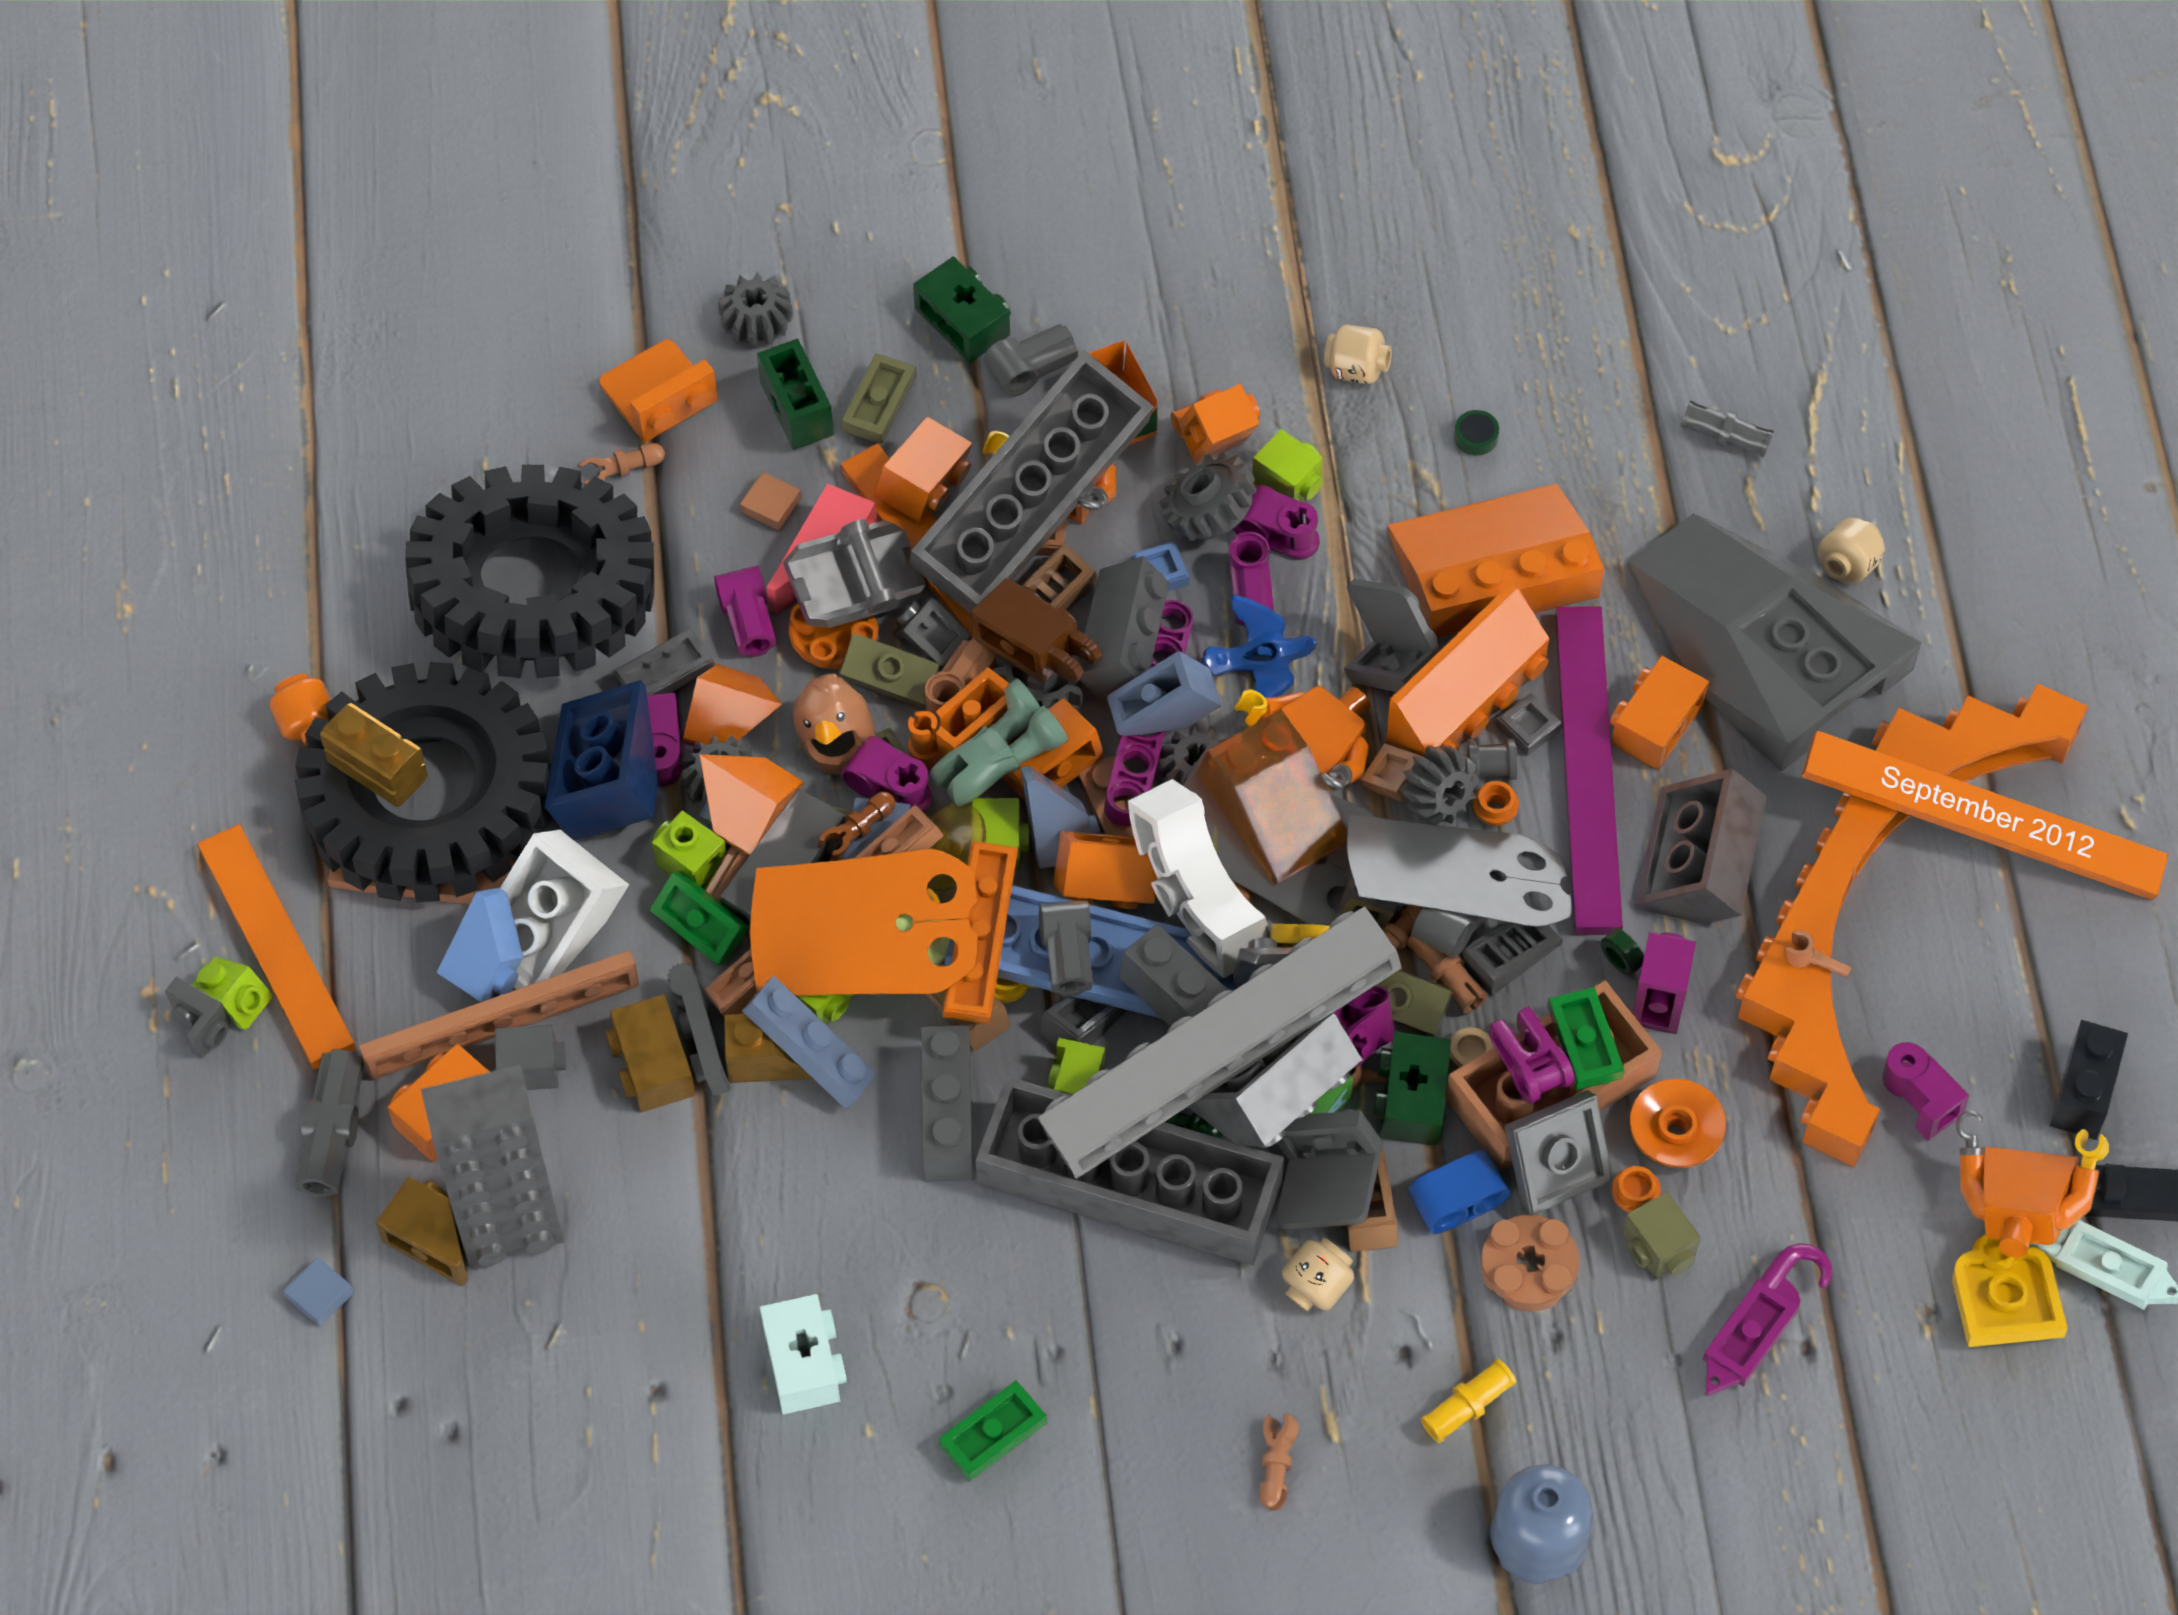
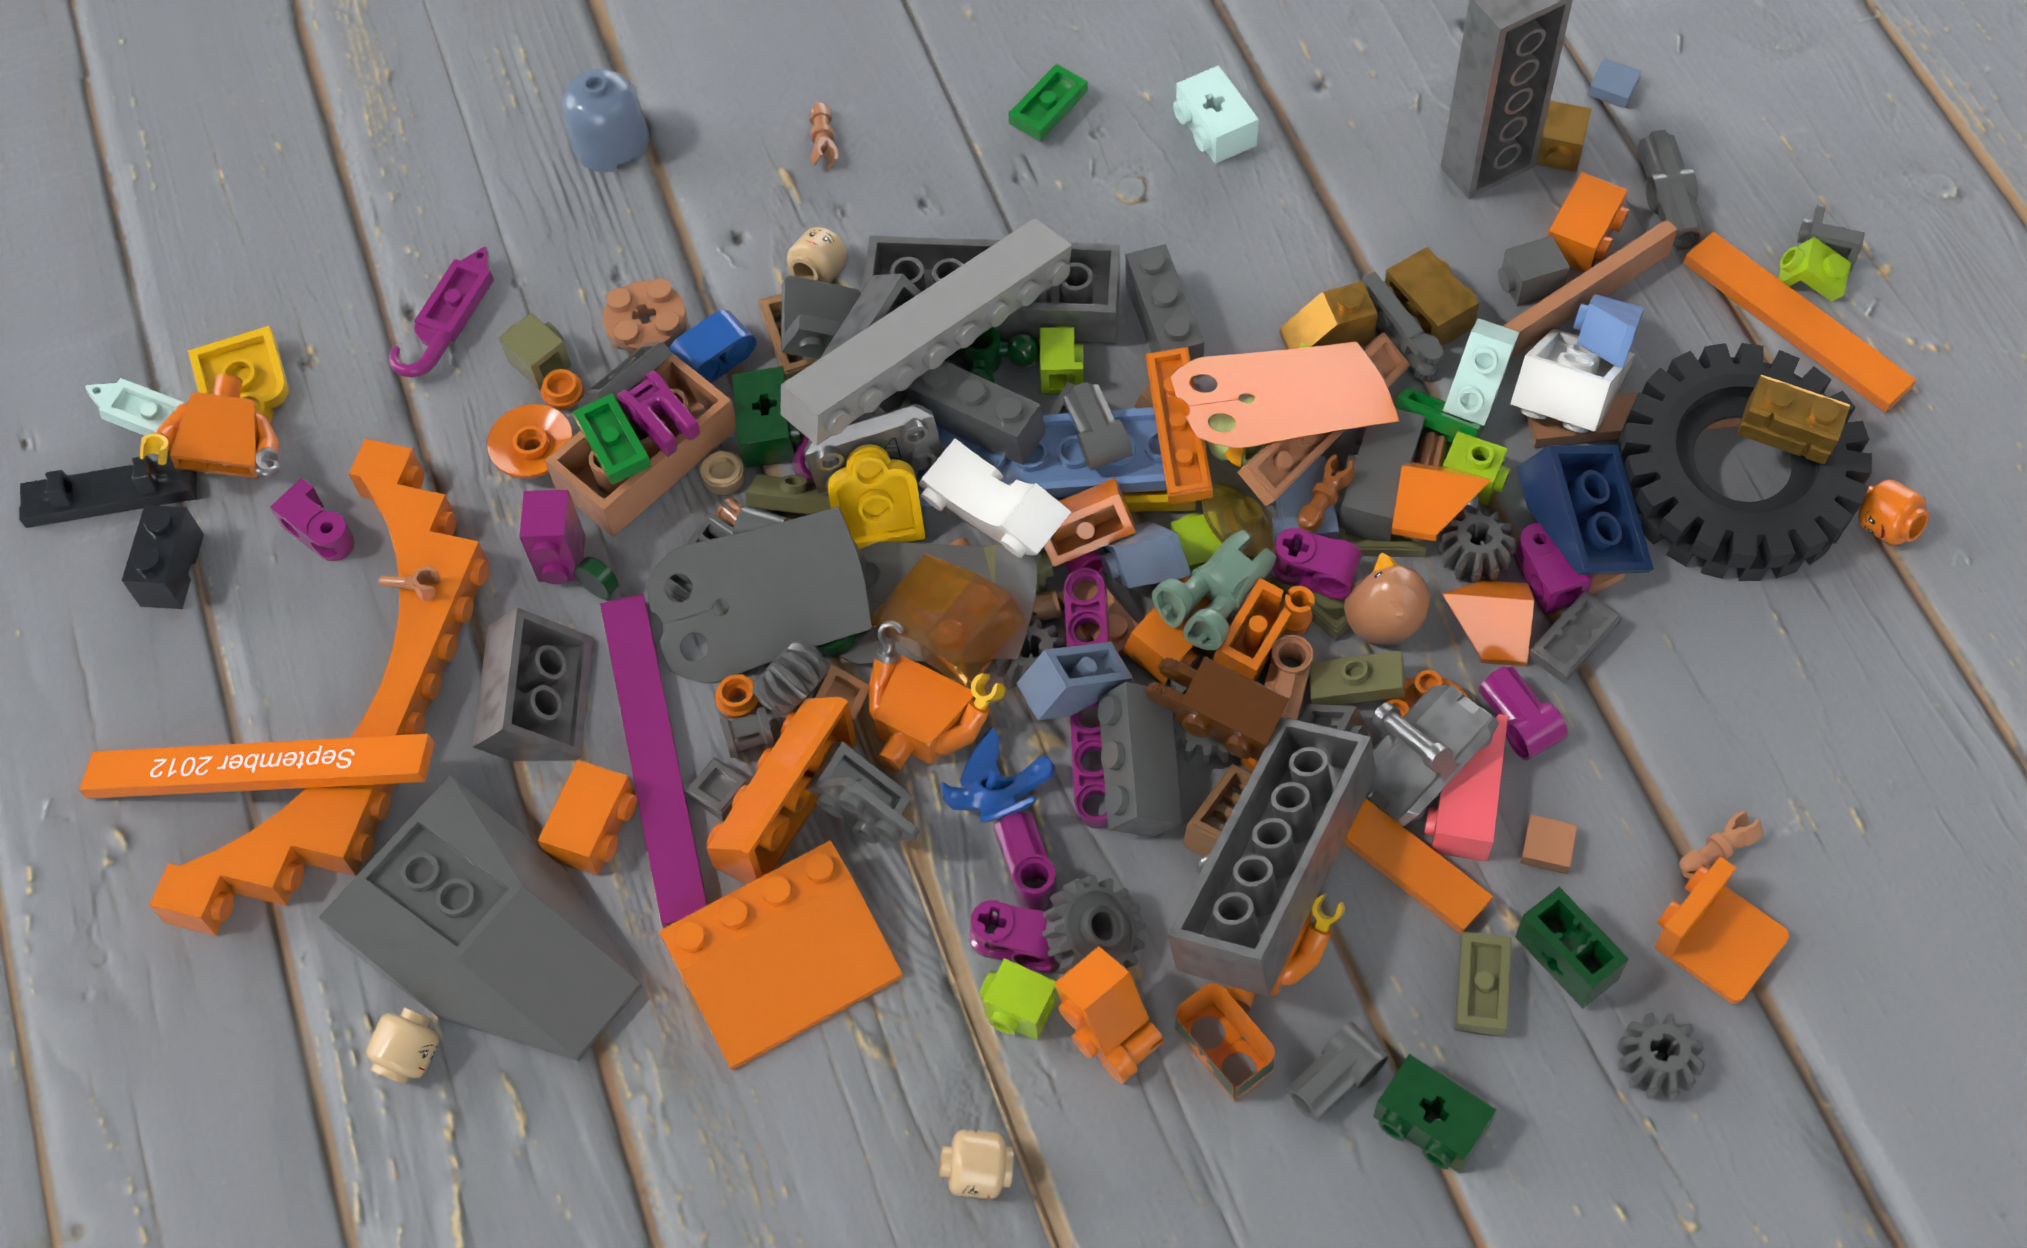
camera: 170 degrees right, 0 degrees up
(466, 616) = (1816, 618): black tyre -> none
(644, 921) = (1481, 371): none -> light aqua brick
(809, 1042) = (1297, 317): sand blue plate -> none
(924, 469) = (1399, 889): orange brick -> none
(1168, 562) = (1126, 865): medium blue tile -> none
(1468, 1401) = (678, 203): yellow pin -> none
(1476, 432) = (827, 1108): tile -> none
(1727, 428) = (550, 1174): dark grey pin -> none

